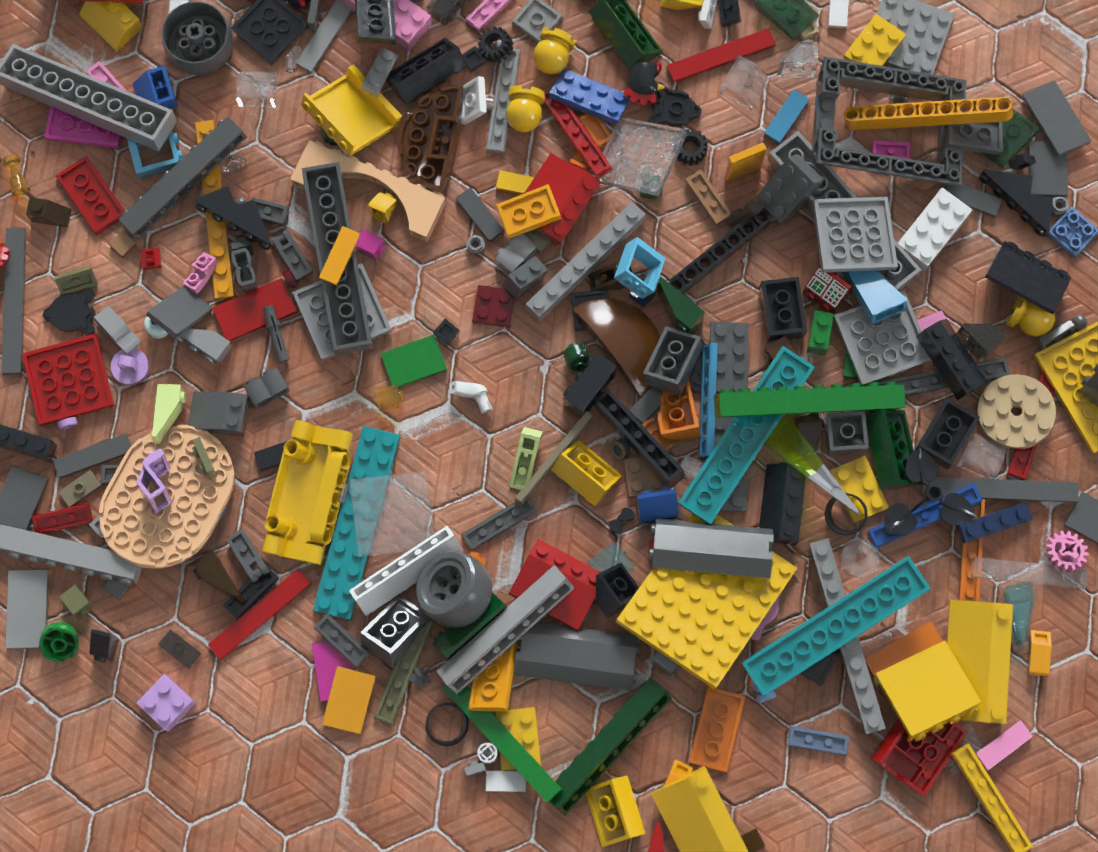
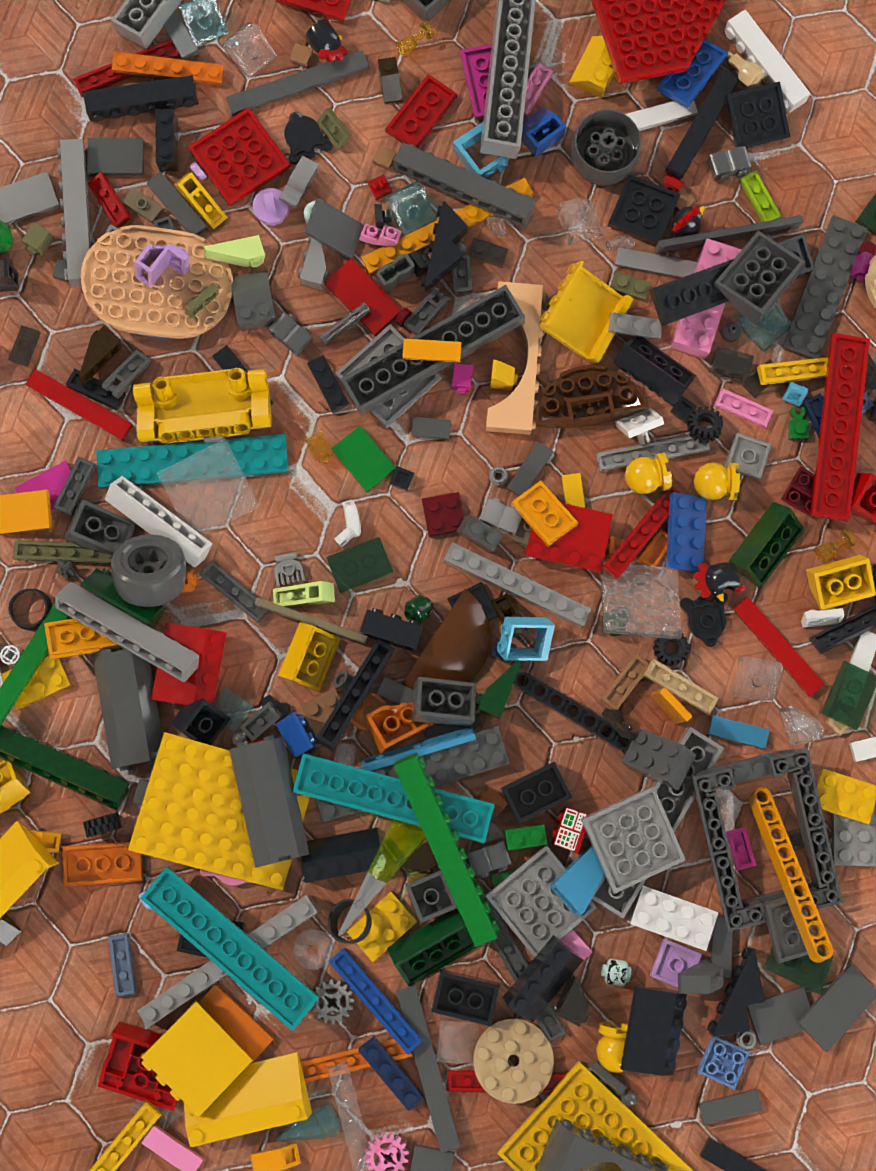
camera: 65 degrees right, 5 degrees up
(97, 430) = (200, 200): none -> yellow slope
(182, 265) = (381, 216): none -> pearl dark grey tile
(184, 236) = (410, 208): none -> clear light blue slope
(255, 181) = (488, 252): none -> clear smoke plate
(328, 370) = (328, 384): none -> black plate
(337, 65) = (630, 286): none -> olive plate
(406, 290) = (431, 428): none -> dark grey tile
(492, 465) = (287, 566): none -> light grey piece
(514, 398) = (359, 564): none -> clear green tile
(634, 541) = (257, 723): none -> dark grey plate
(681, 714) = (102, 825): none -> black tyre
(719, 157) = (681, 687): none -> tan tile
(829, 369) = (489, 858): none -> dark grey brick
(909, 548) = (339, 1008): none -> light grey gear
(923, 468) = (390, 1029): black plant -> none
(966, 295) = (616, 972): none -> light aqua head
(975, 242) = (672, 960): none -> lavender plate
(995, 222) = (700, 979): none -> dark grey slope
(1022, 161) = (777, 986): black plate -> none

